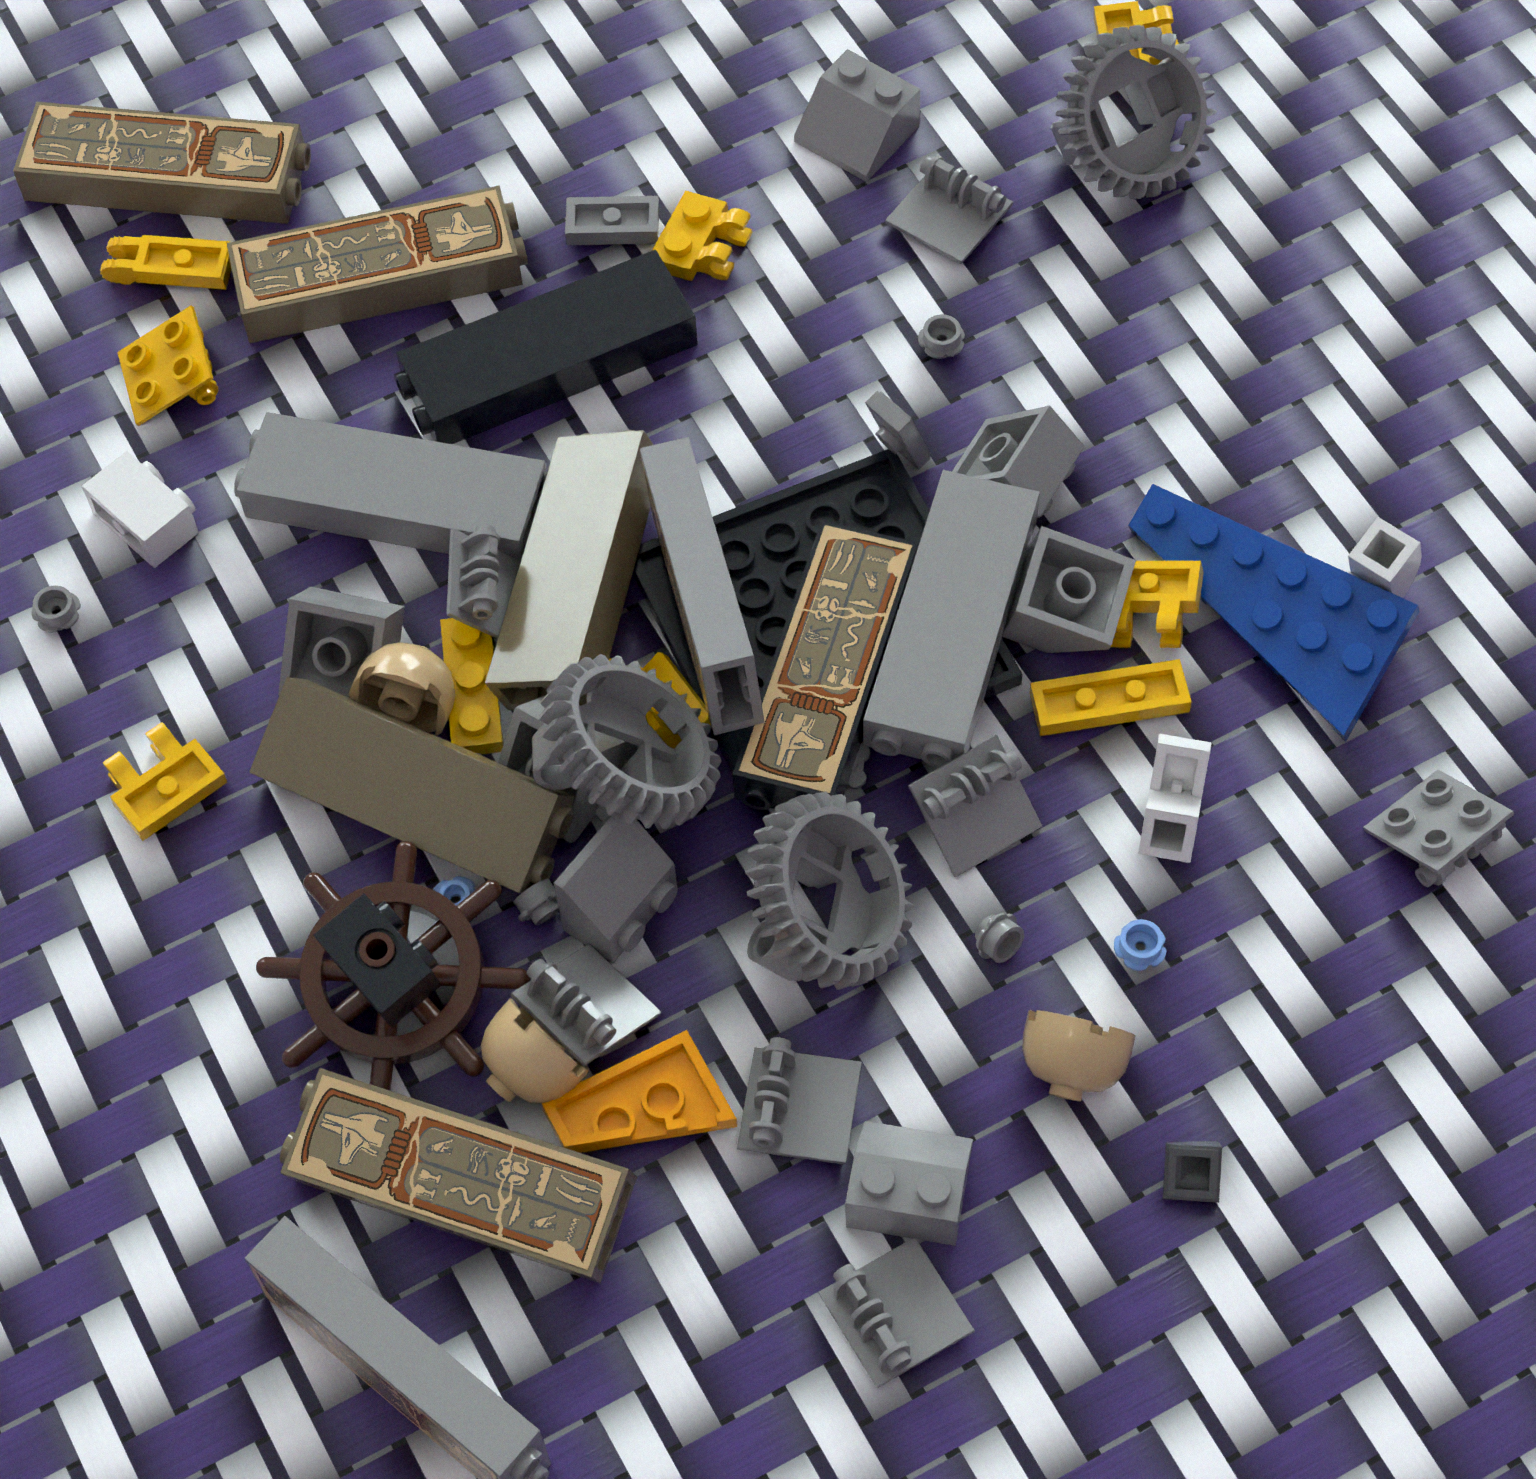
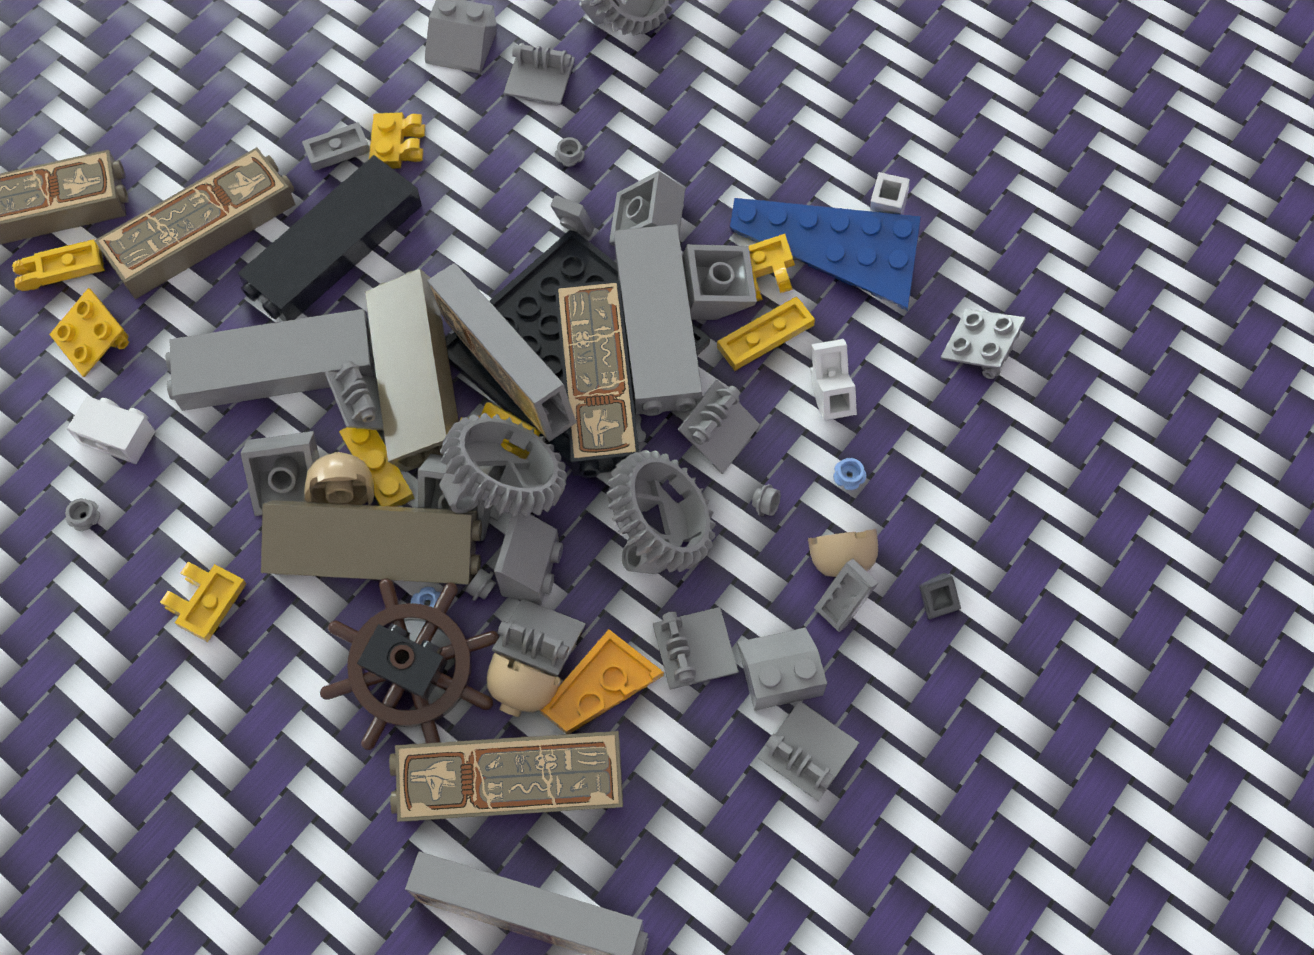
camera: 25 degrees left, 5 degrees up
(1046, 1111) = (846, 595): none -> light grey plate

